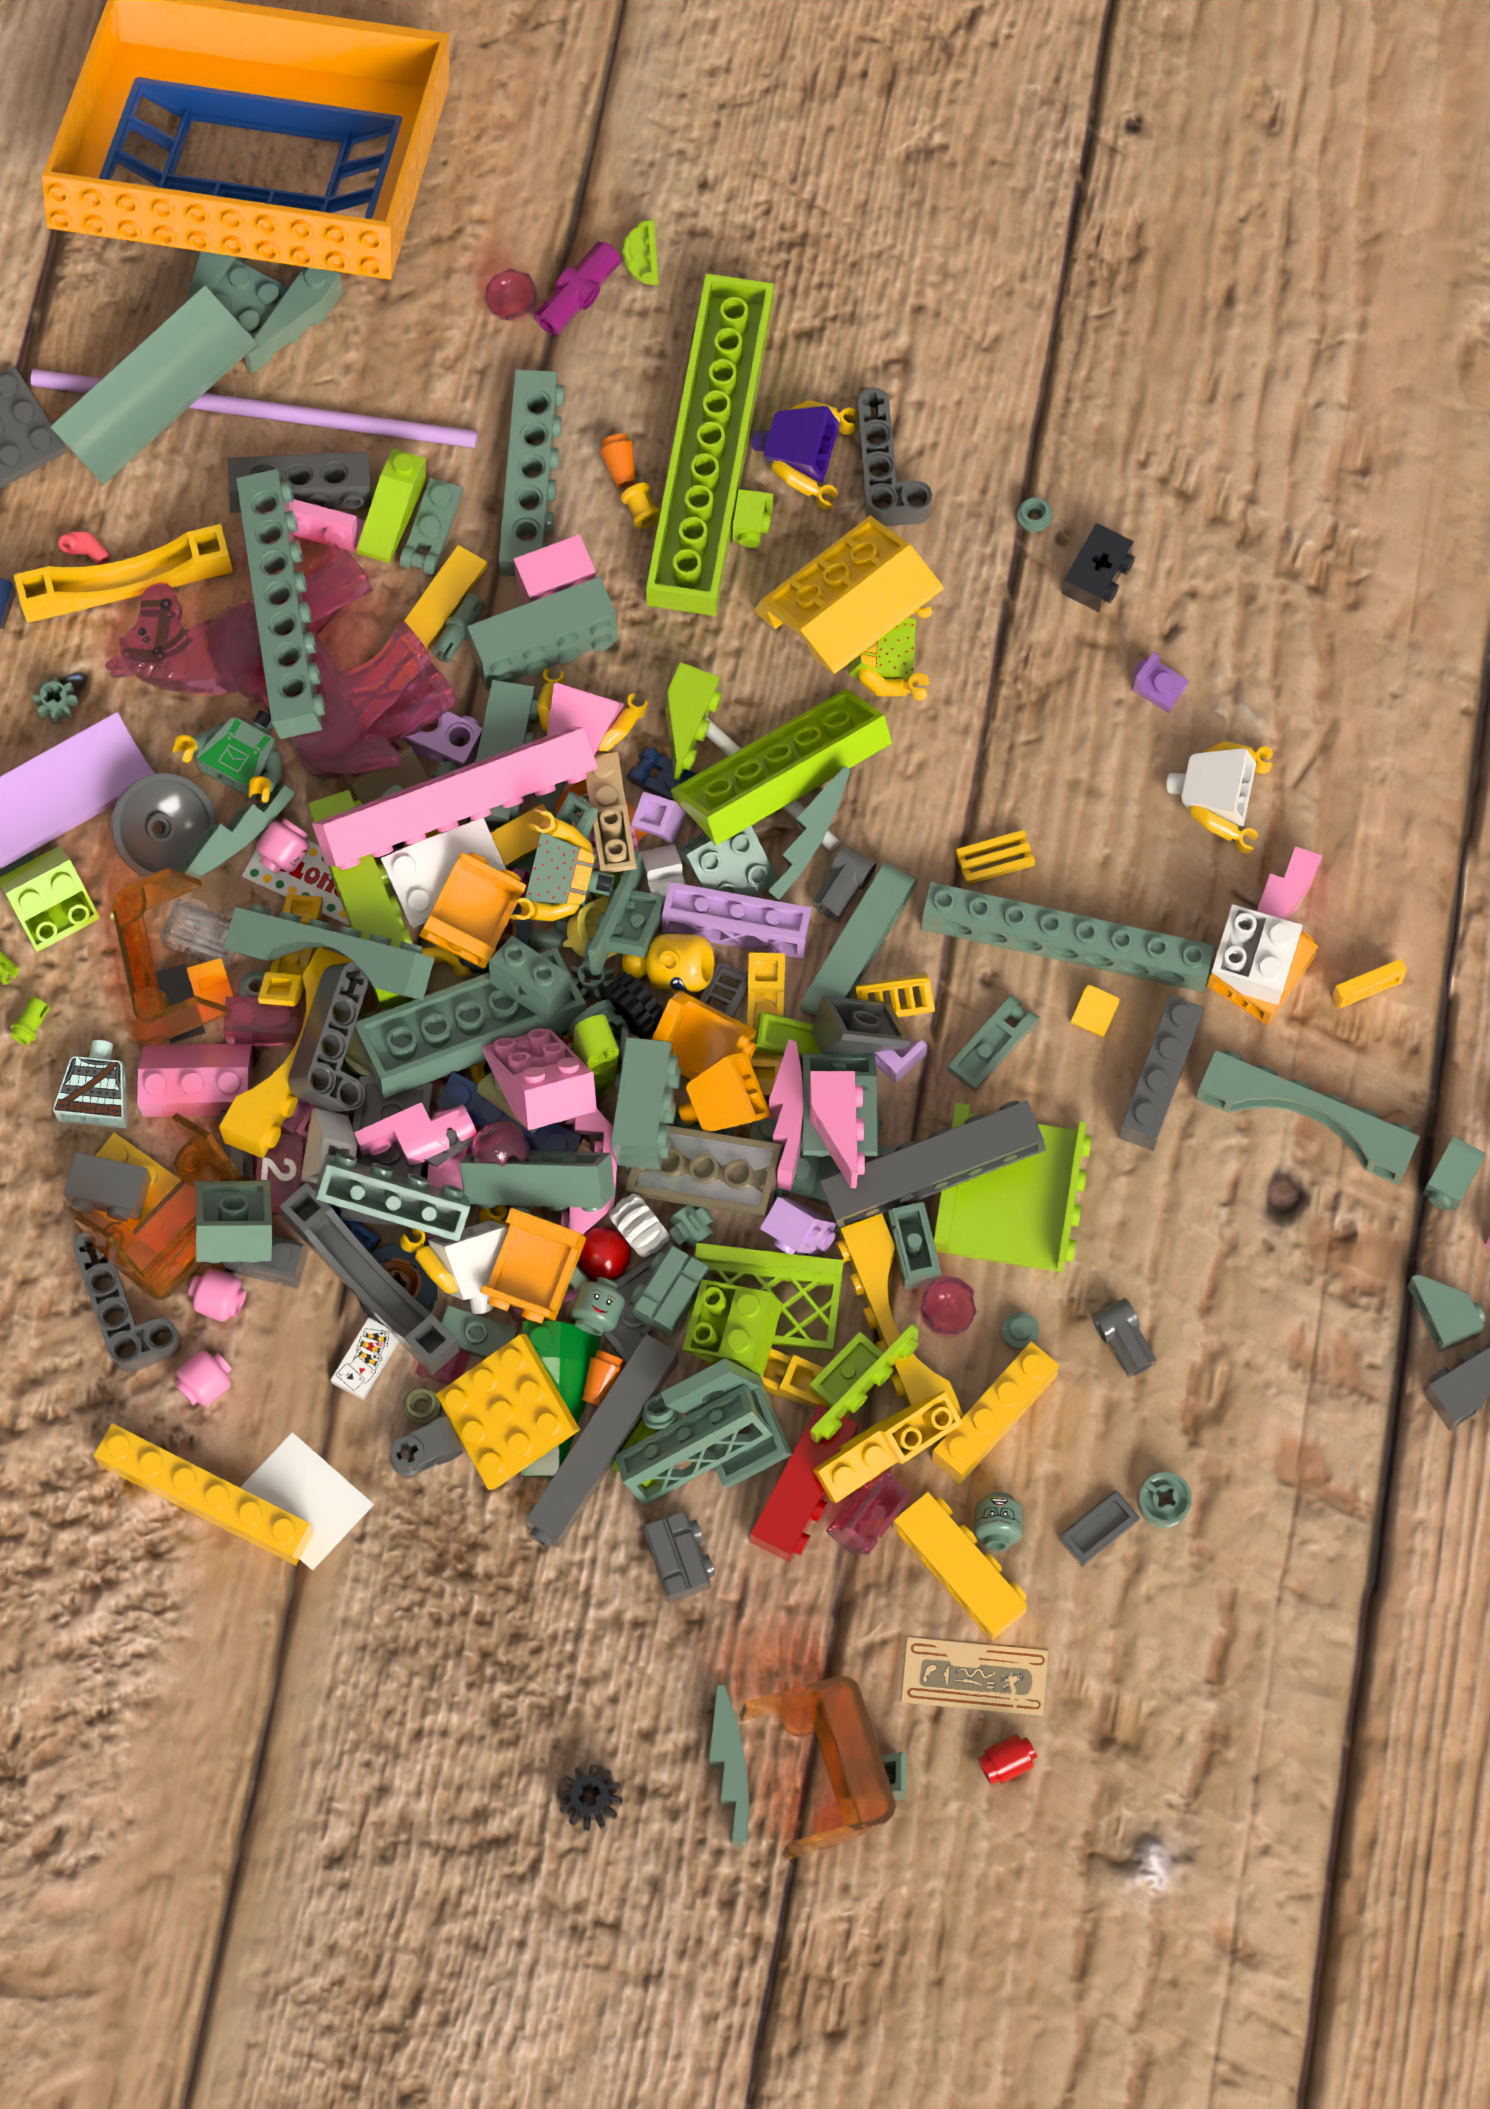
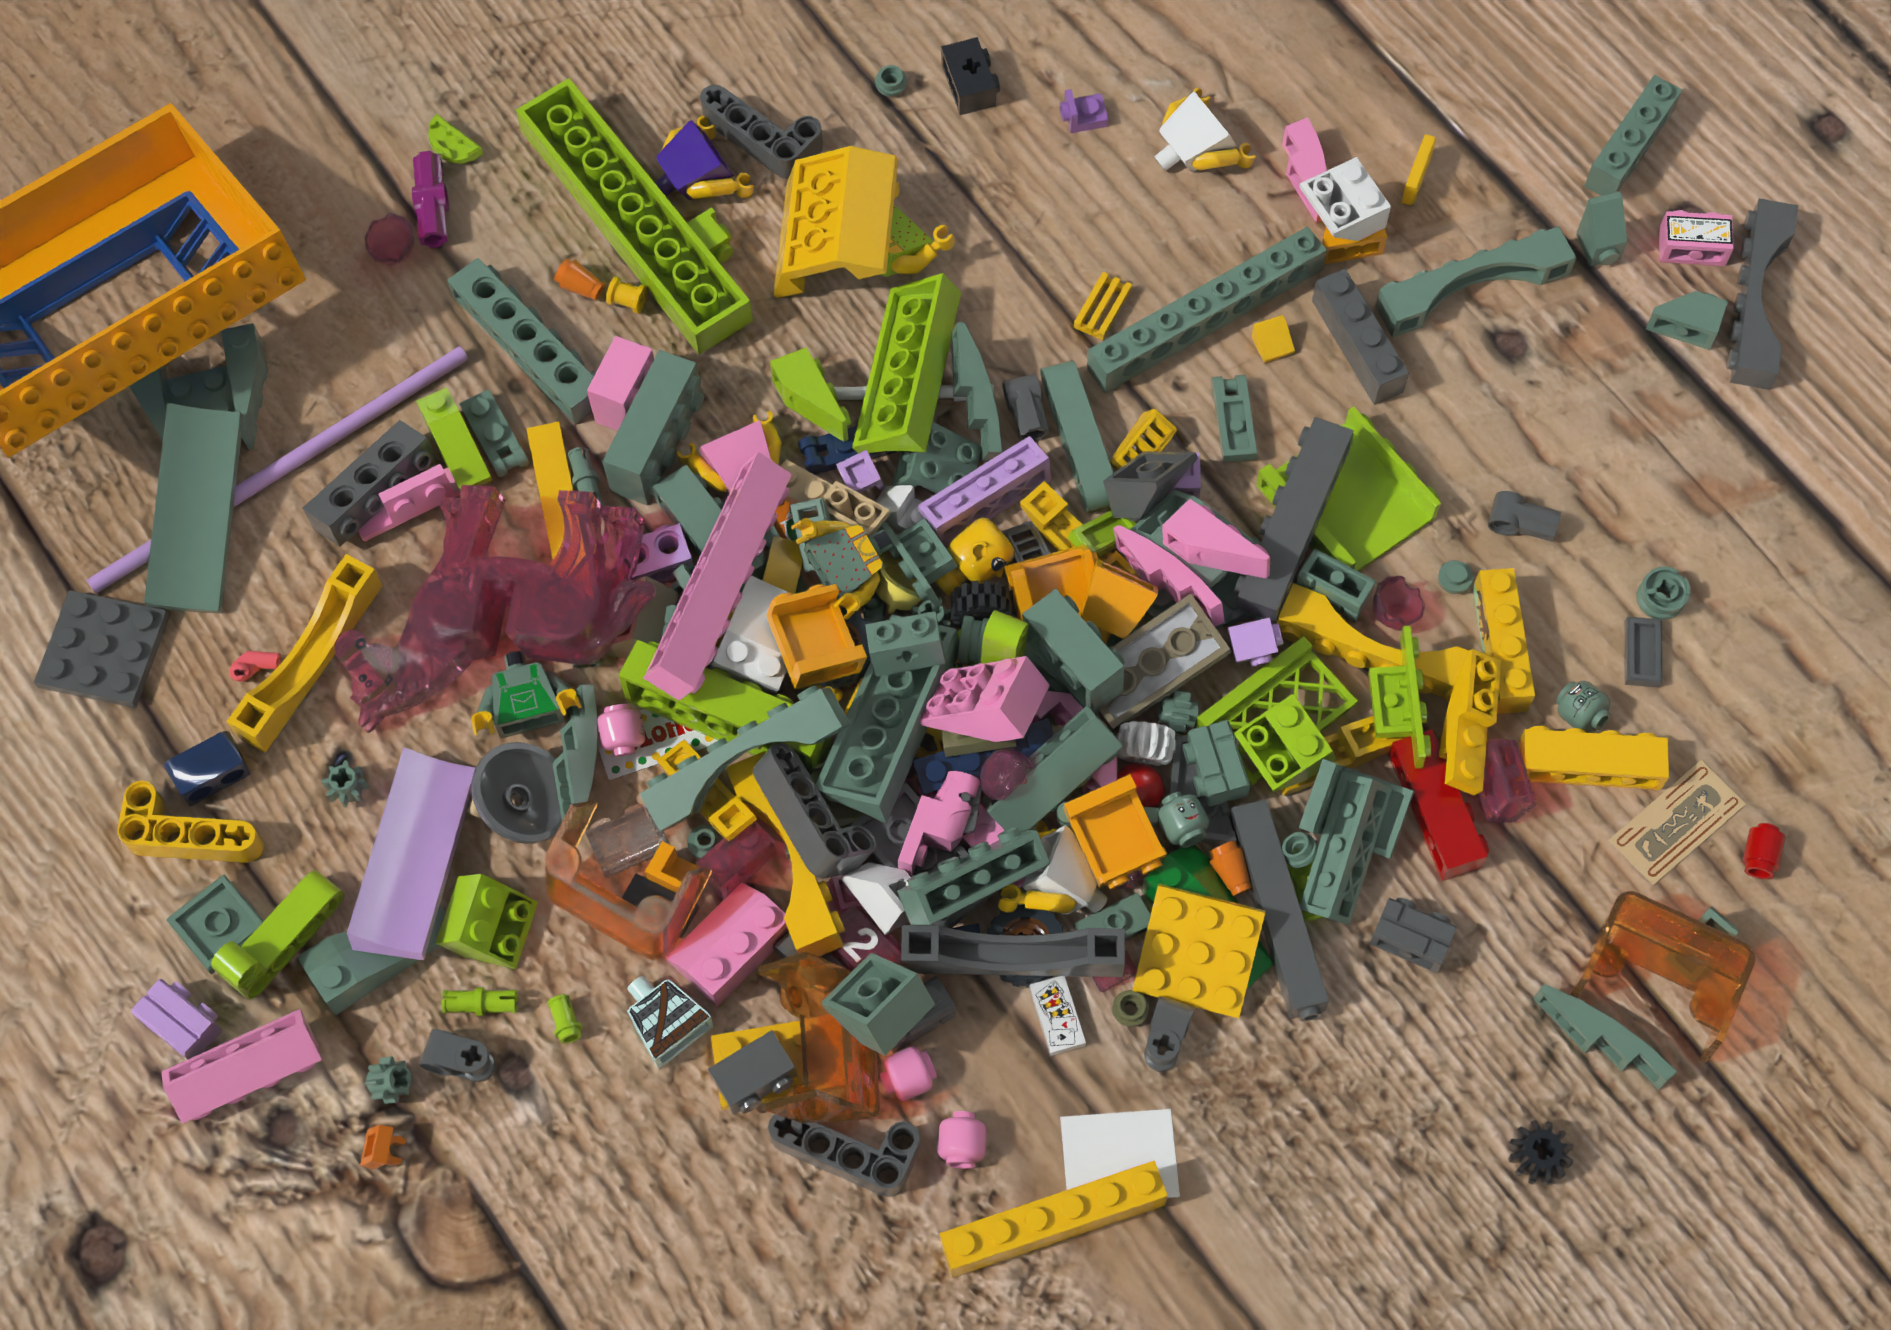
camera: 45 degrees left, 5 degrees down
(302, 712) = (547, 620): sand green brick -> none

